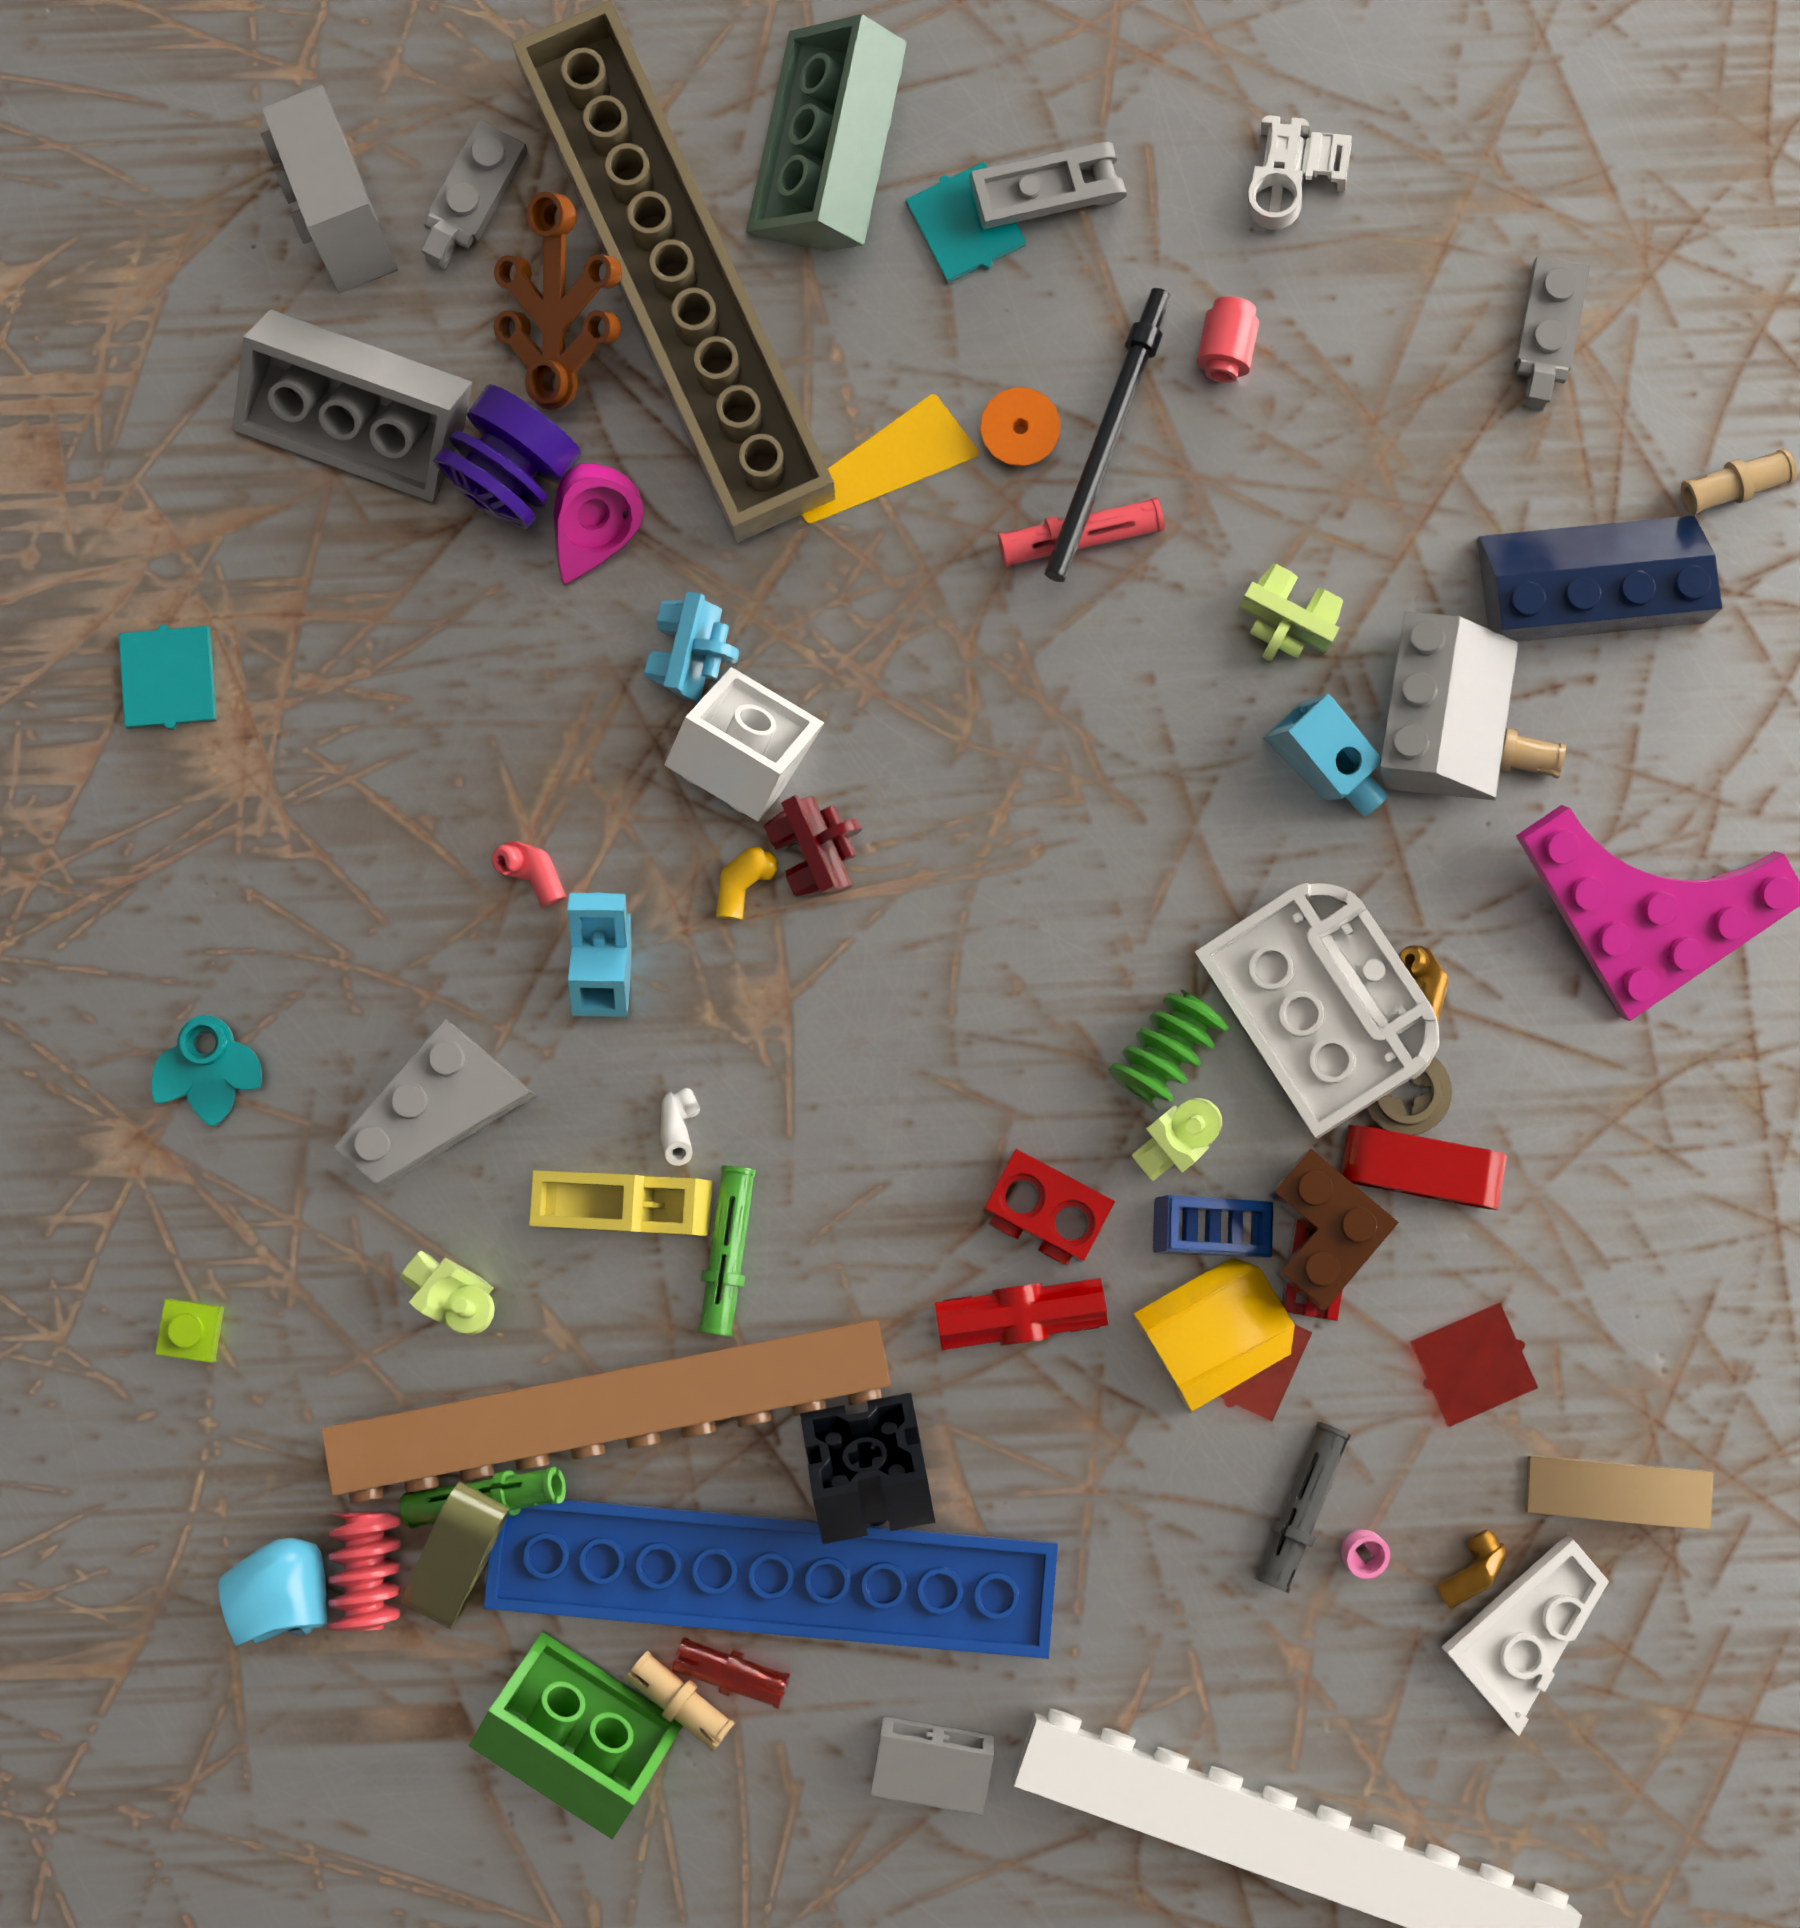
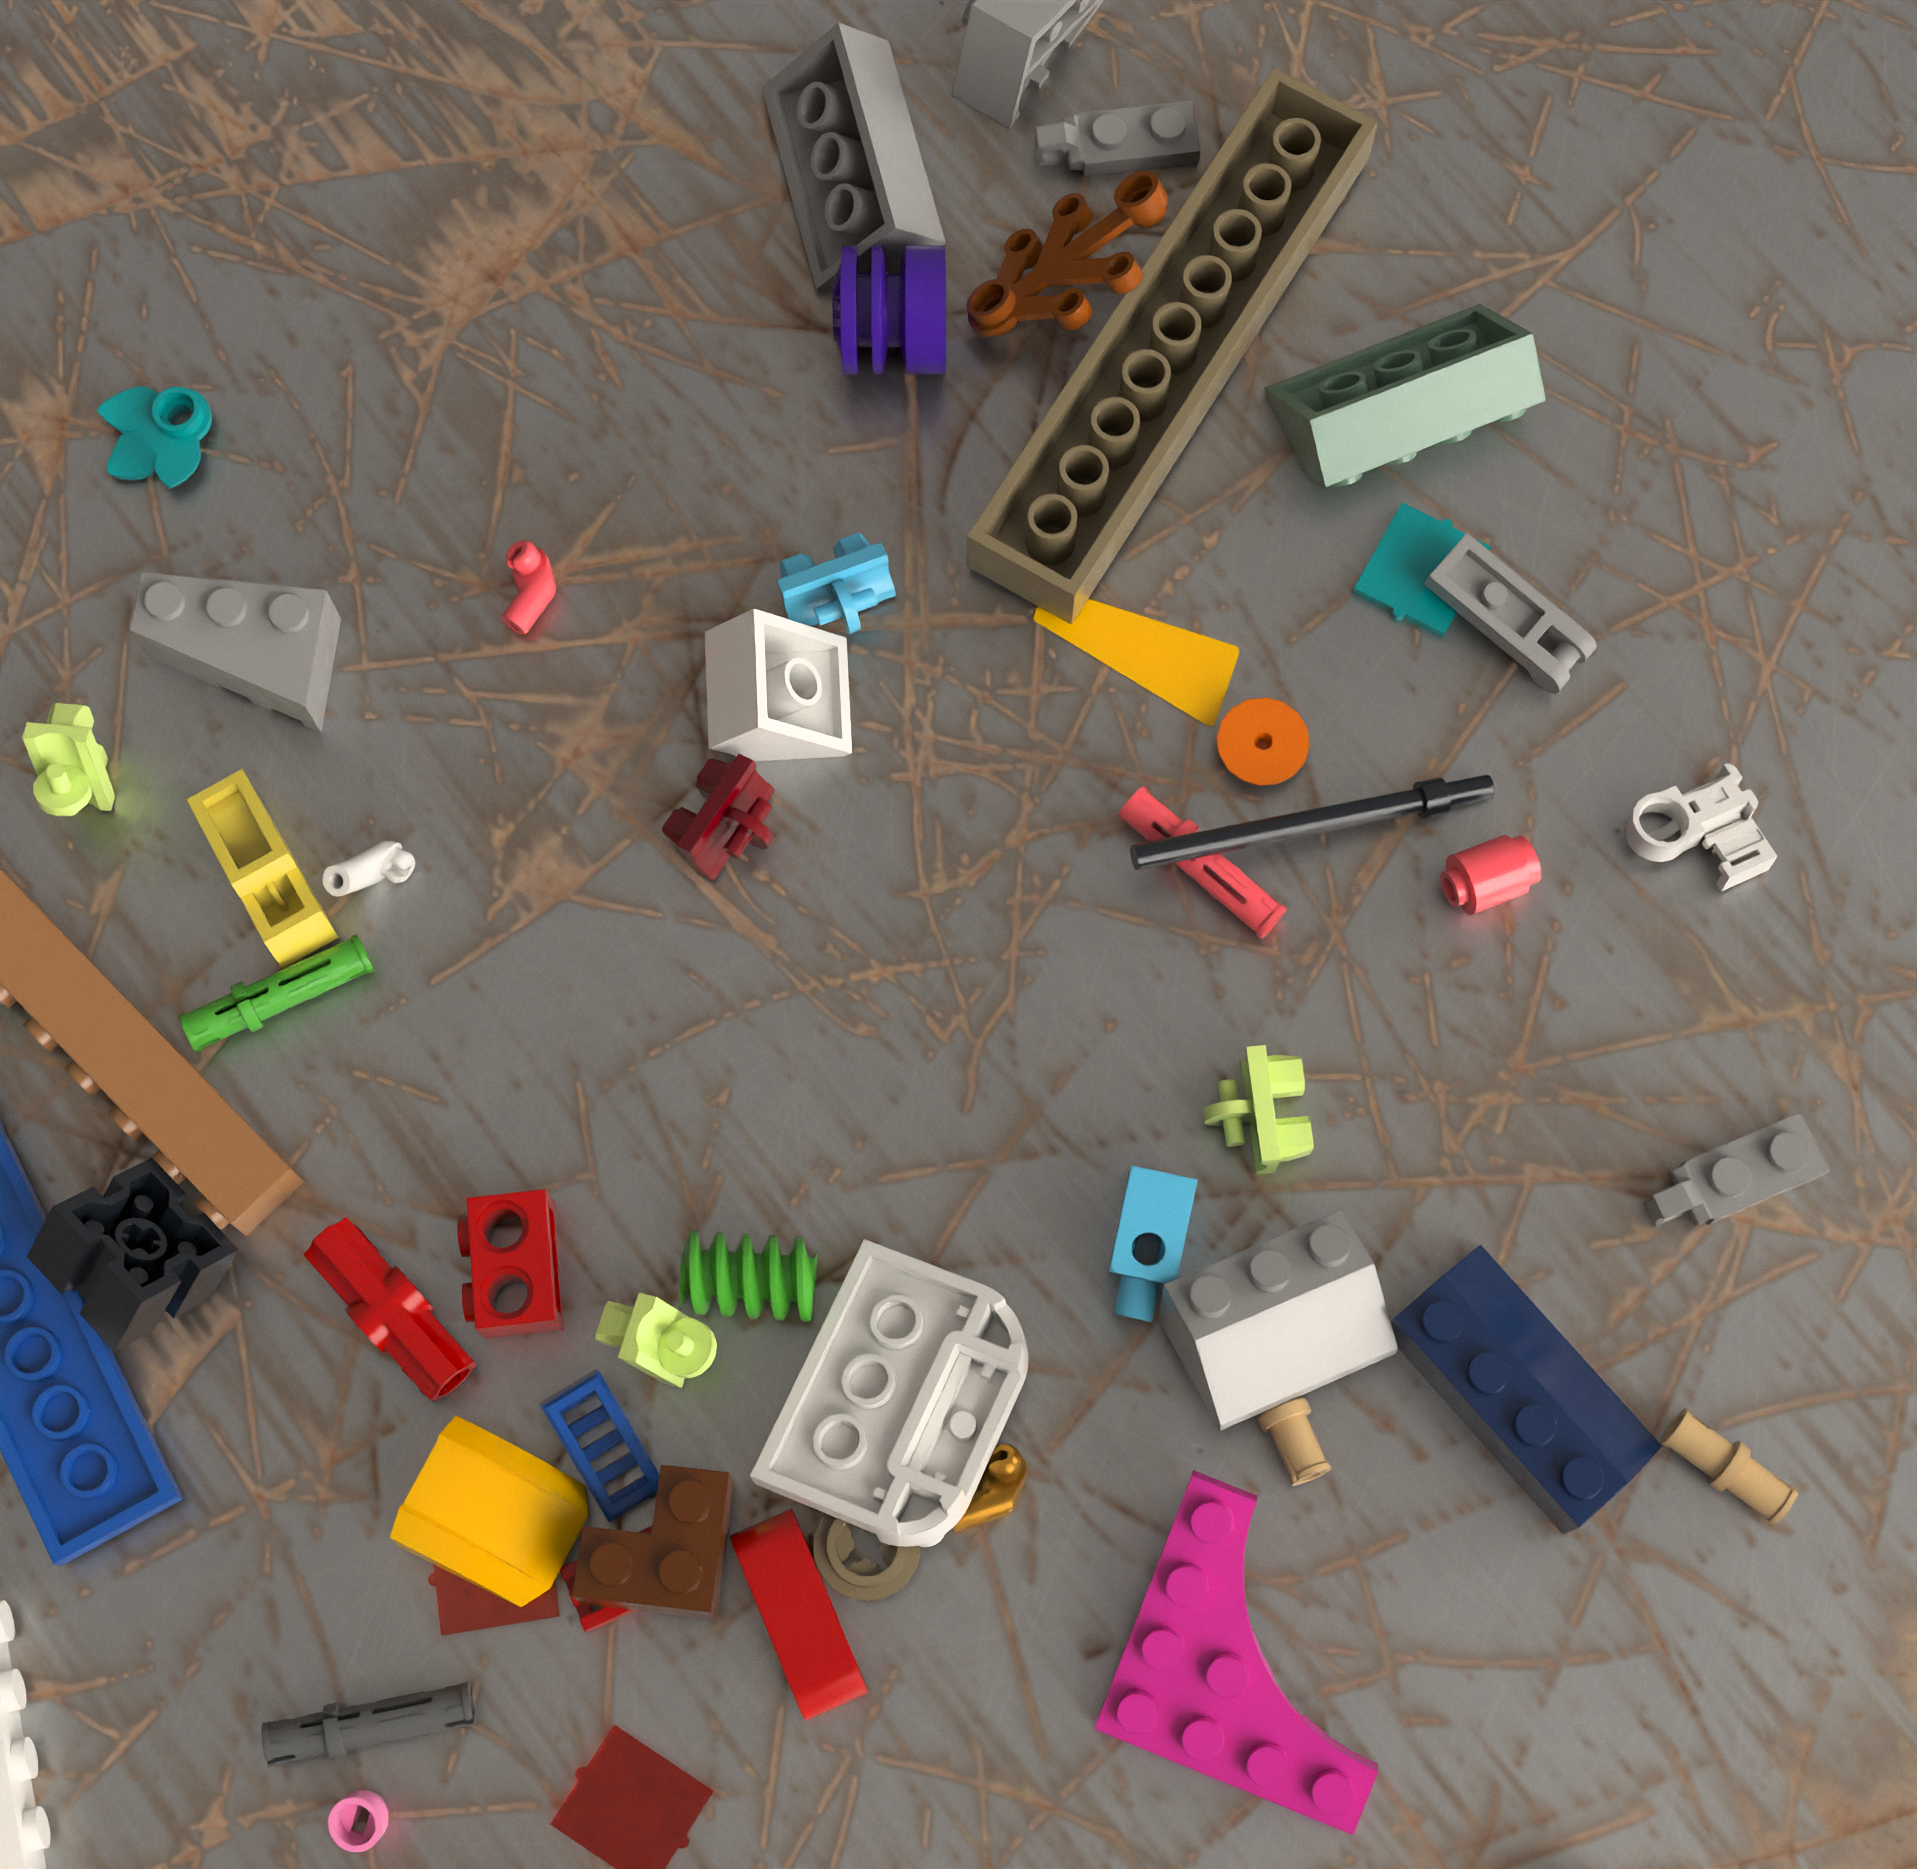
camera: 55 degrees right, 10 degrees down
(167, 677) = (499, 178): teal piece -> none
(591, 517) = (897, 422): dark pink piece -> none
(599, 954) = (484, 696): medium azure brick -> none
(738, 876) = (647, 770): yellow arm -> none

